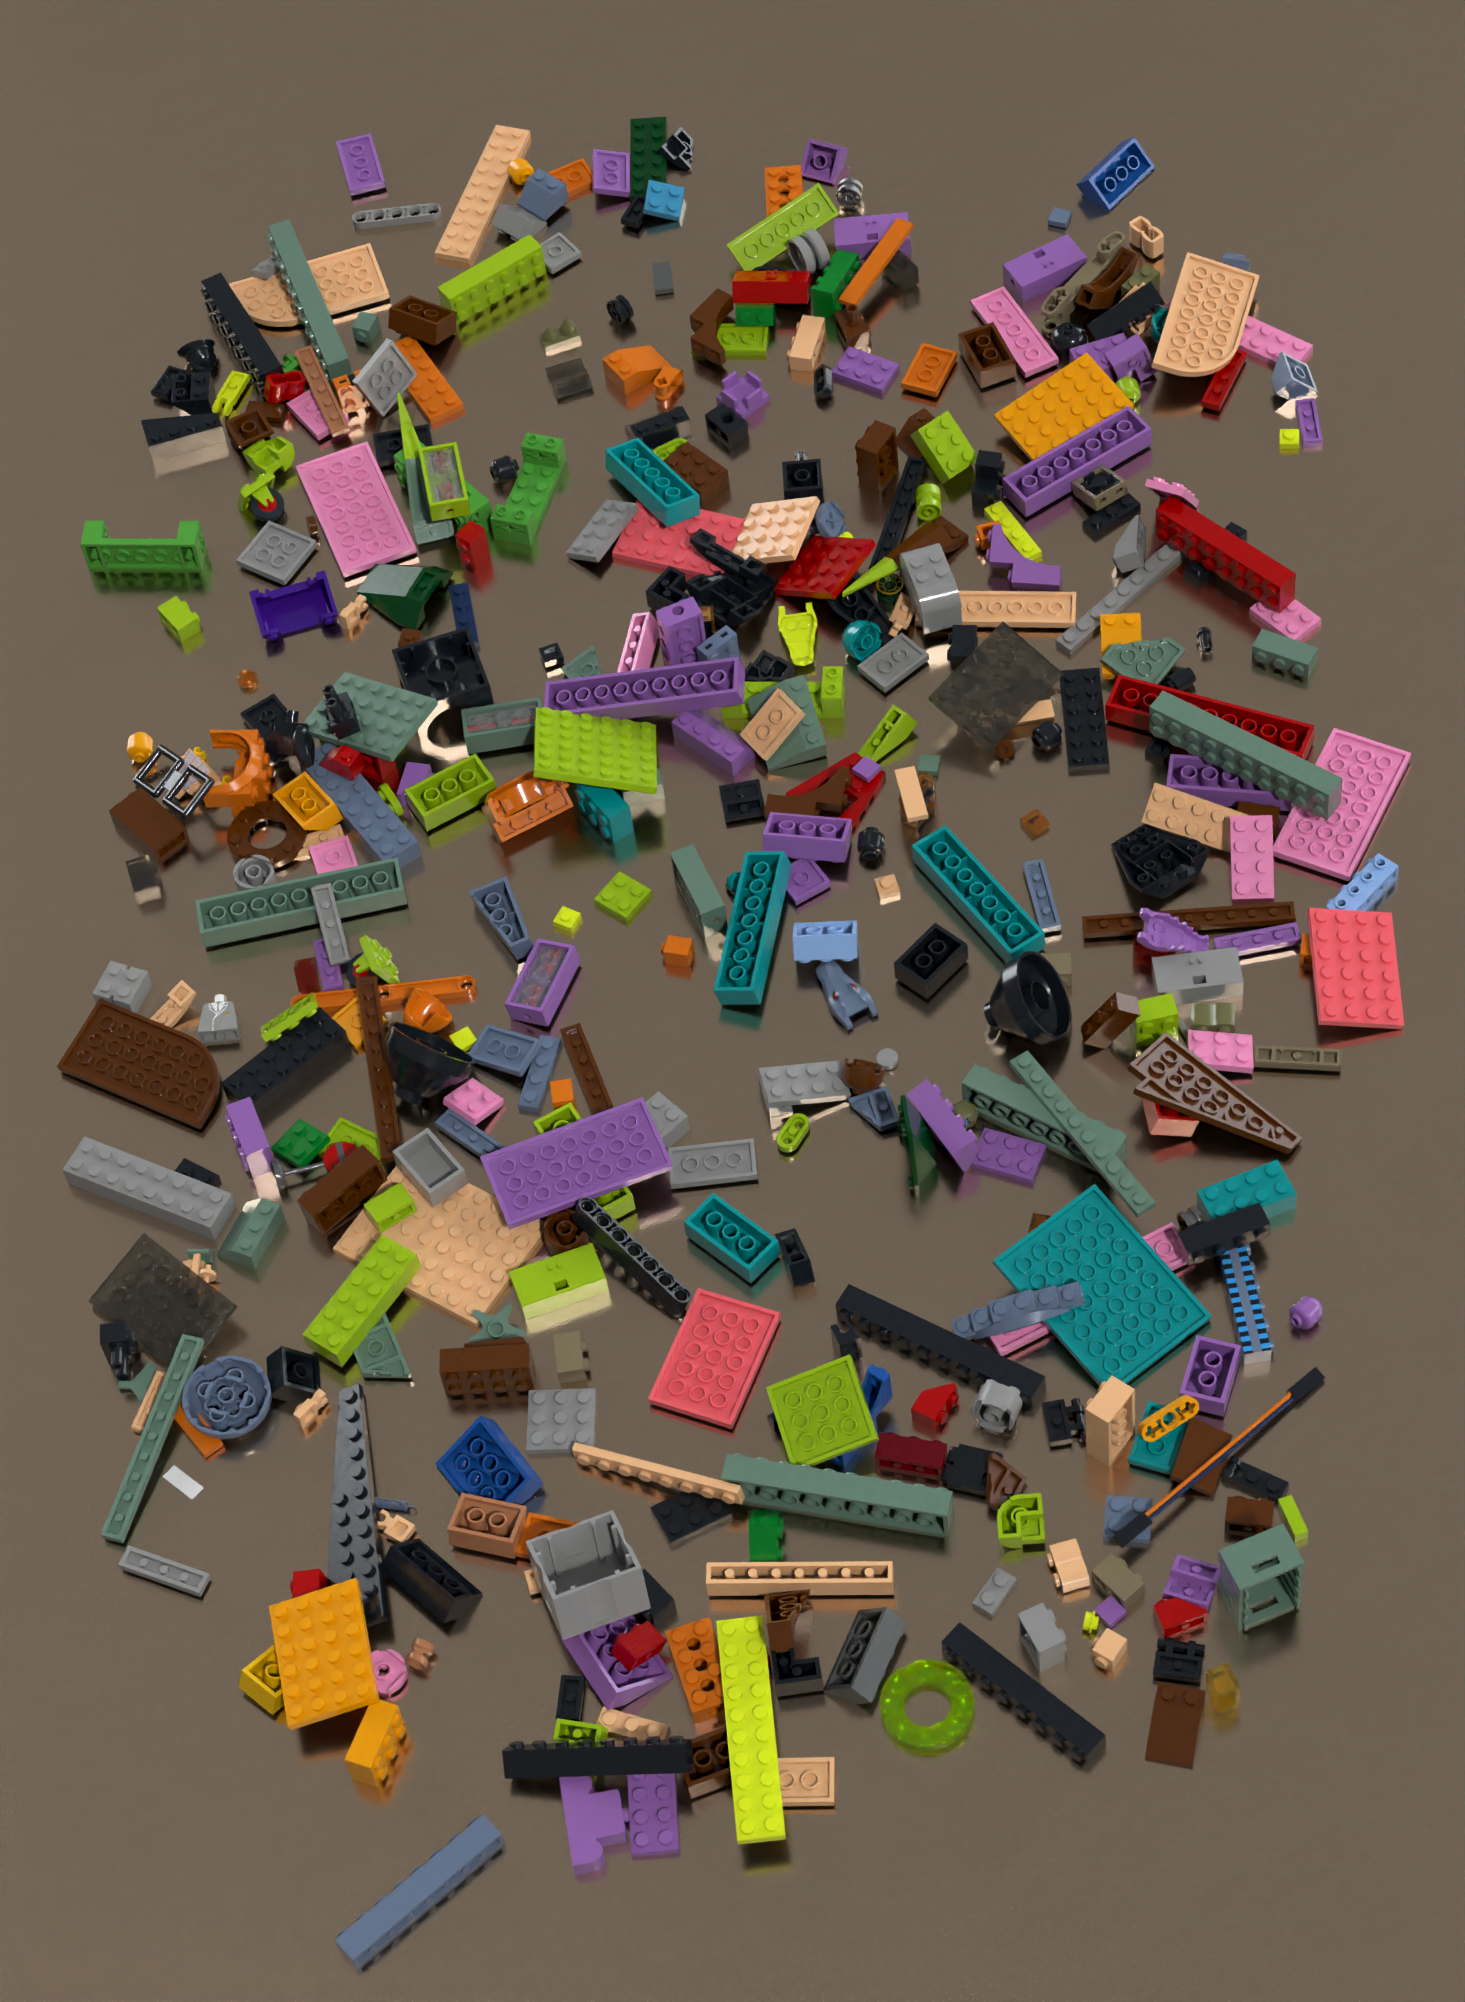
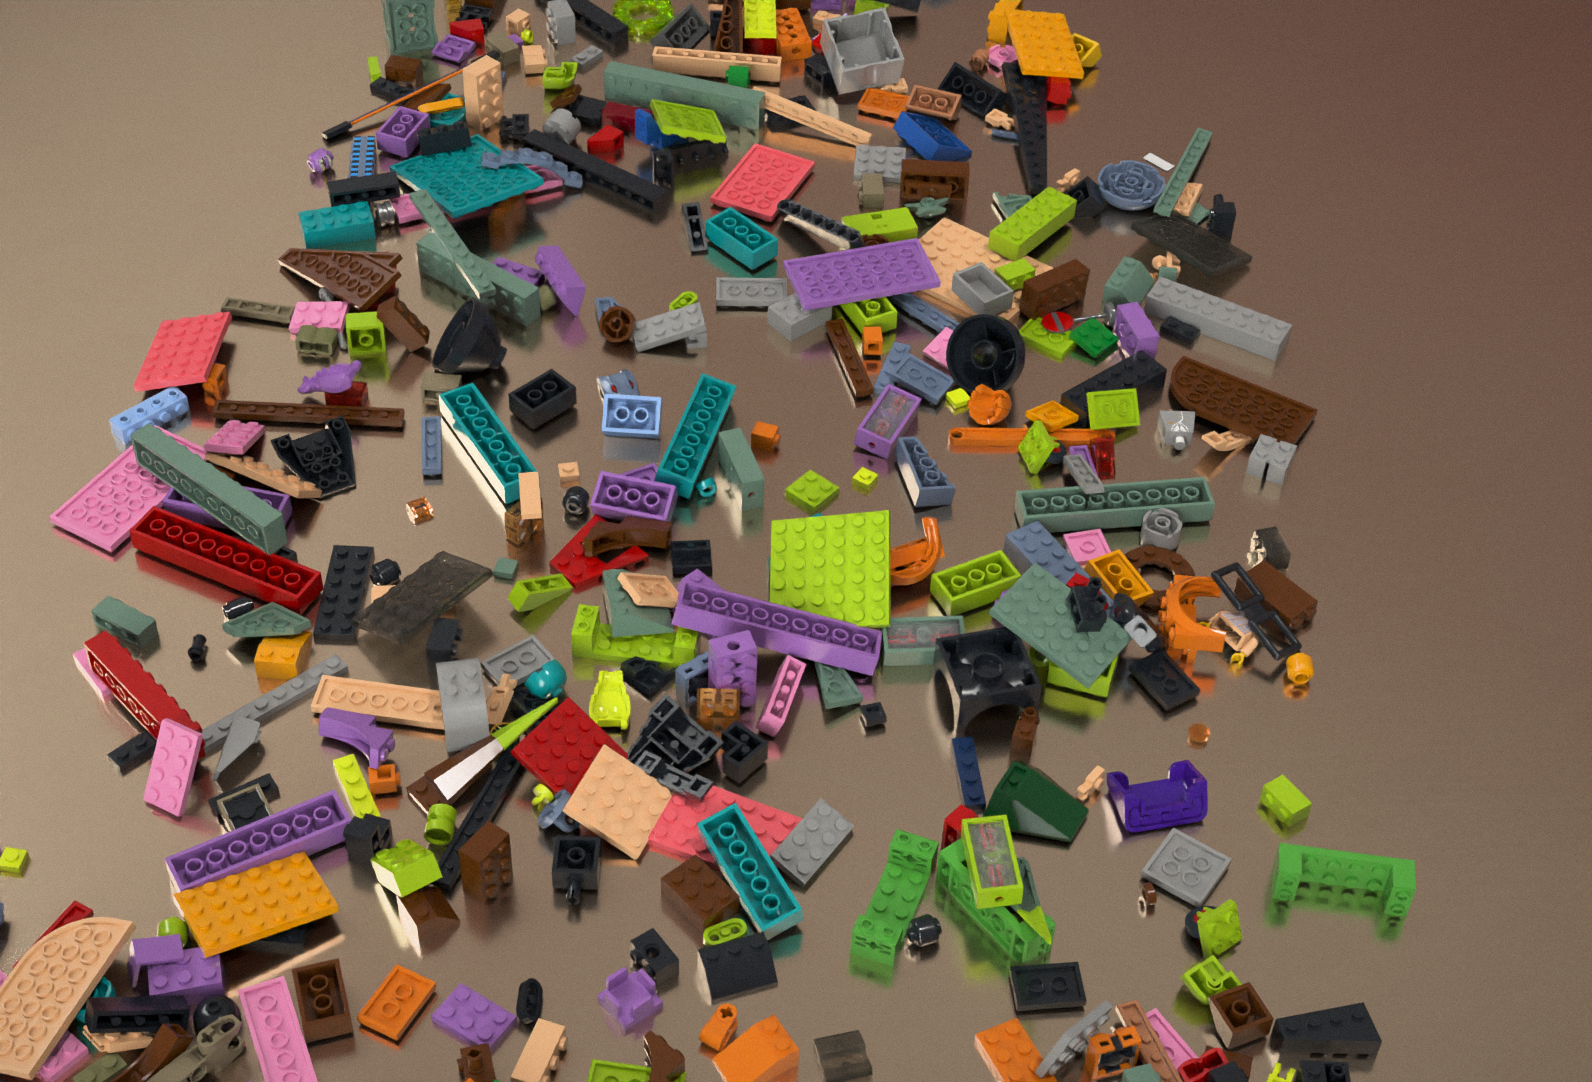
camera: 175 degrees right, 10 degrees down
(164, 1571) = (1163, 114): light grey plate -> none
(355, 509) = (1100, 912): bright pink plate -> none
(378, 1067) = (1032, 373): reddish brown plate -> none
(866, 769) = (567, 556): medium lavender tile -> none
(887, 1058) = (595, 347): light grey tile -> none
(918, 1140) = (584, 262): dark green wedge -> none
(1150, 1361) = (444, 138): none -> black slope
(1199, 975) = (305, 361): light grey brick -> none
(1261, 939) = (256, 391): medium lavender plate -> none

